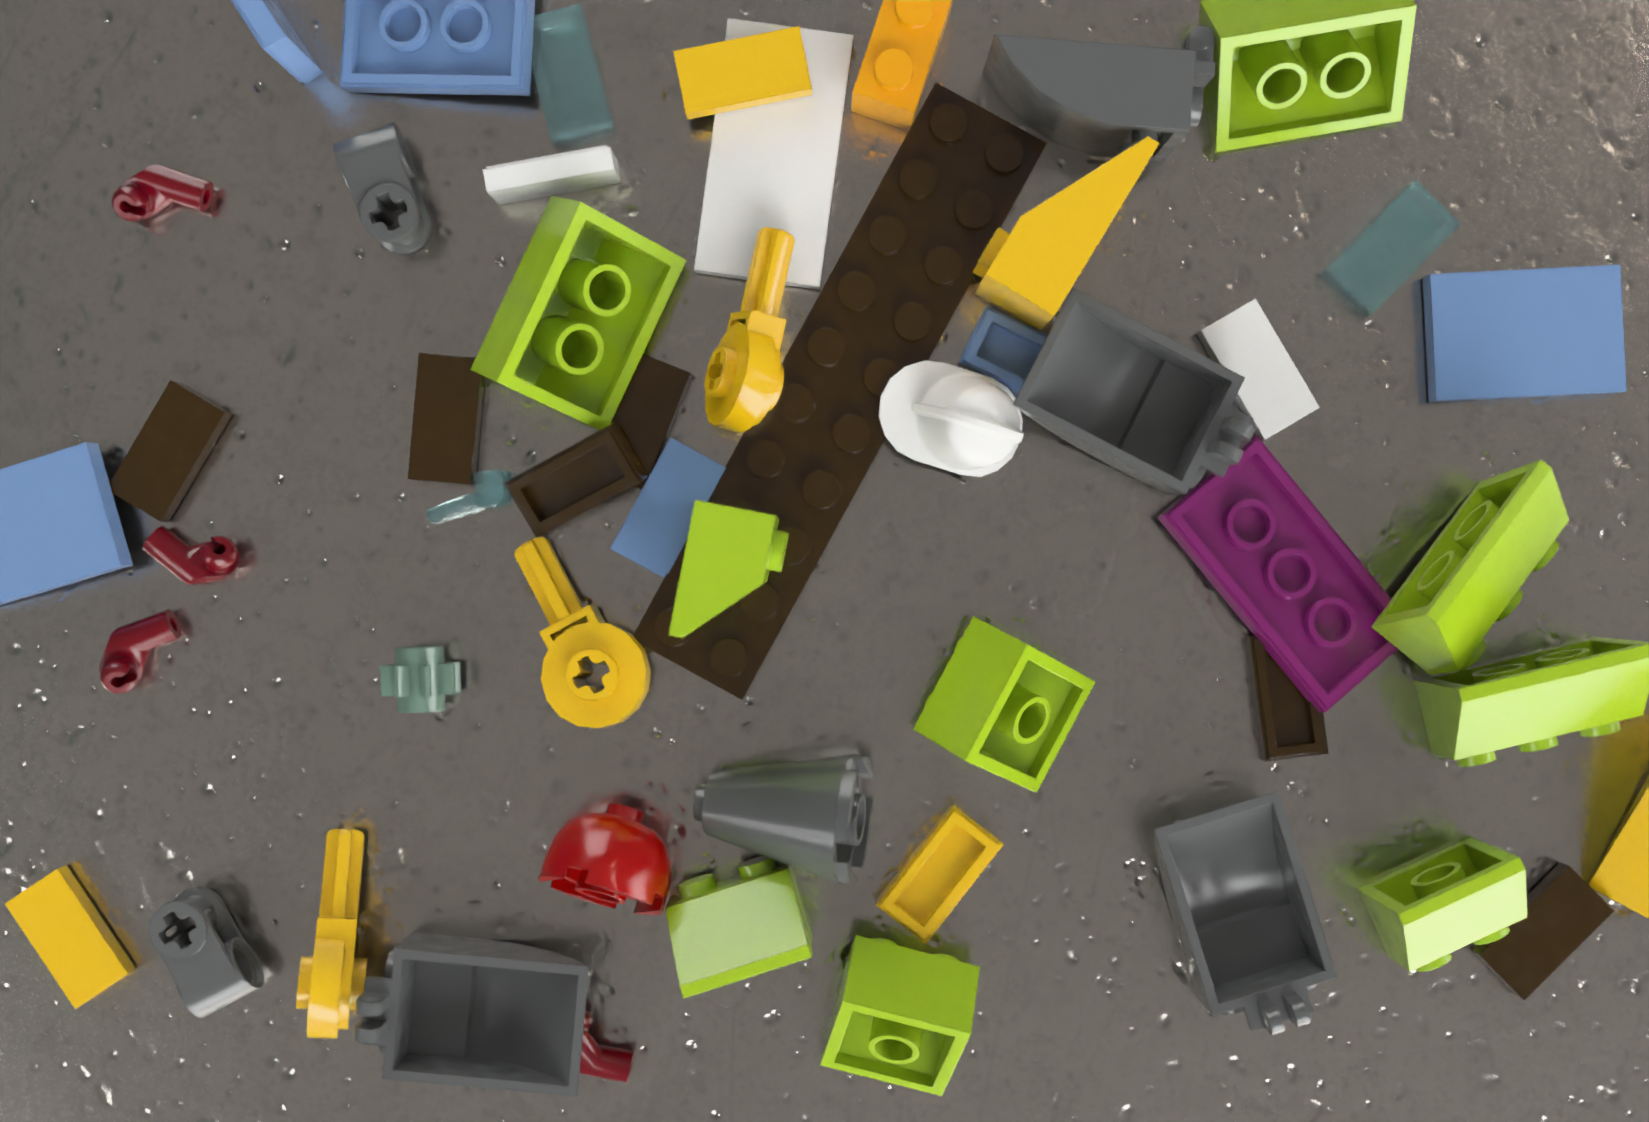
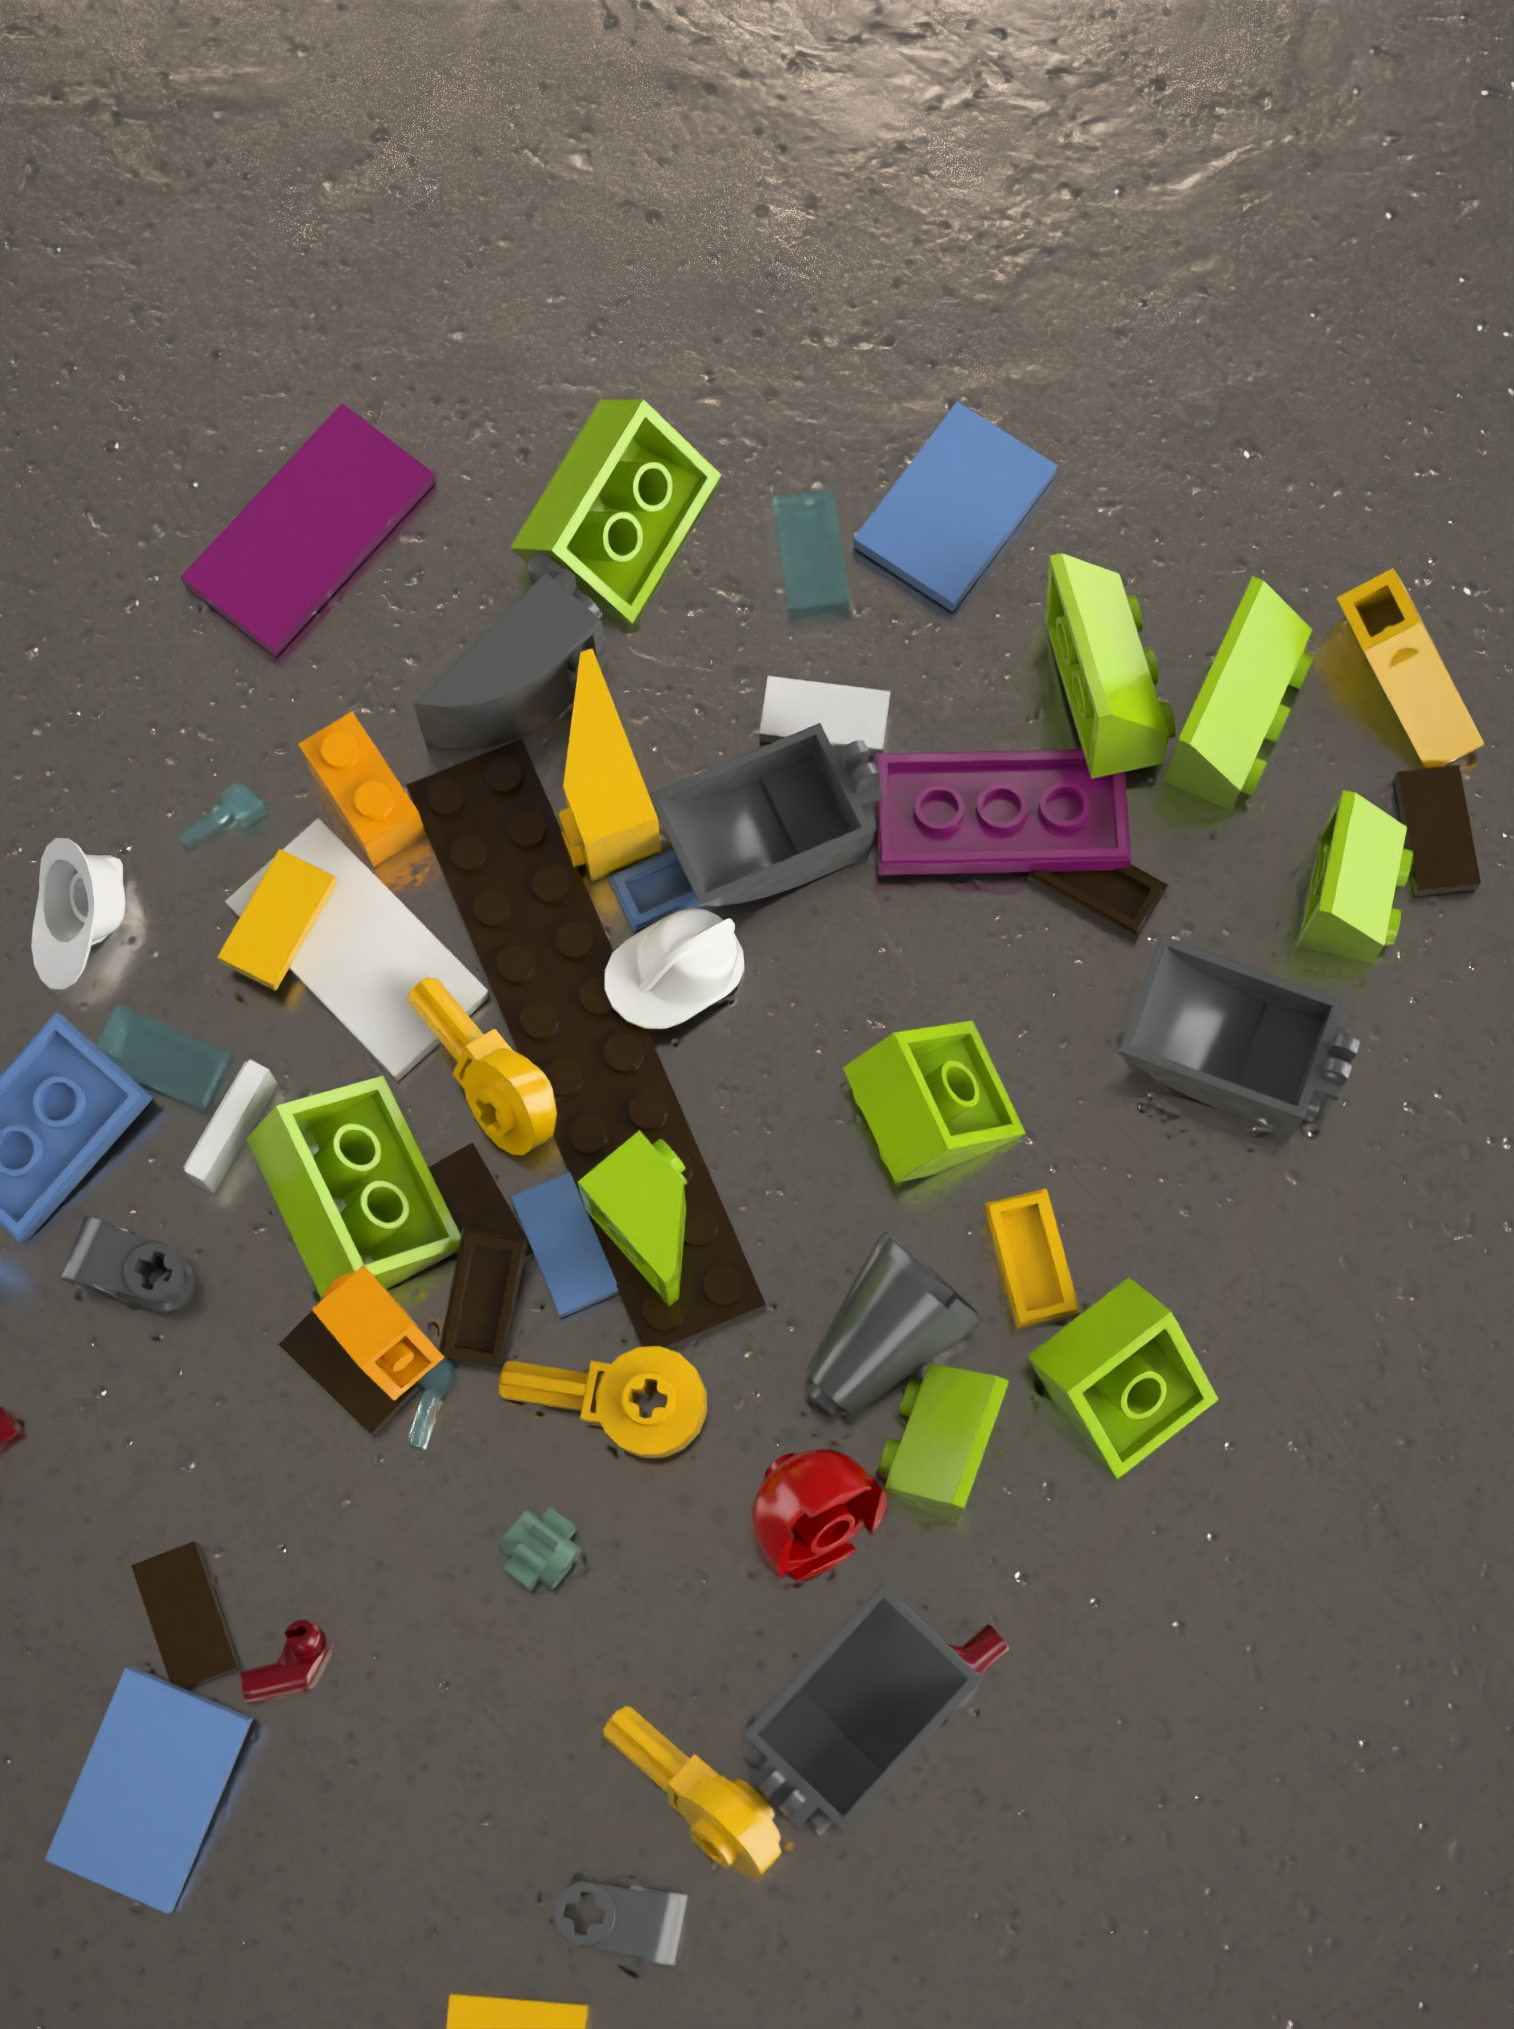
camera: 50 degrees left, 15 degrees down
(130, 649) = (317, 1781): dark red arm -> none
(467, 427) = (376, 1331): none -> light orange brick

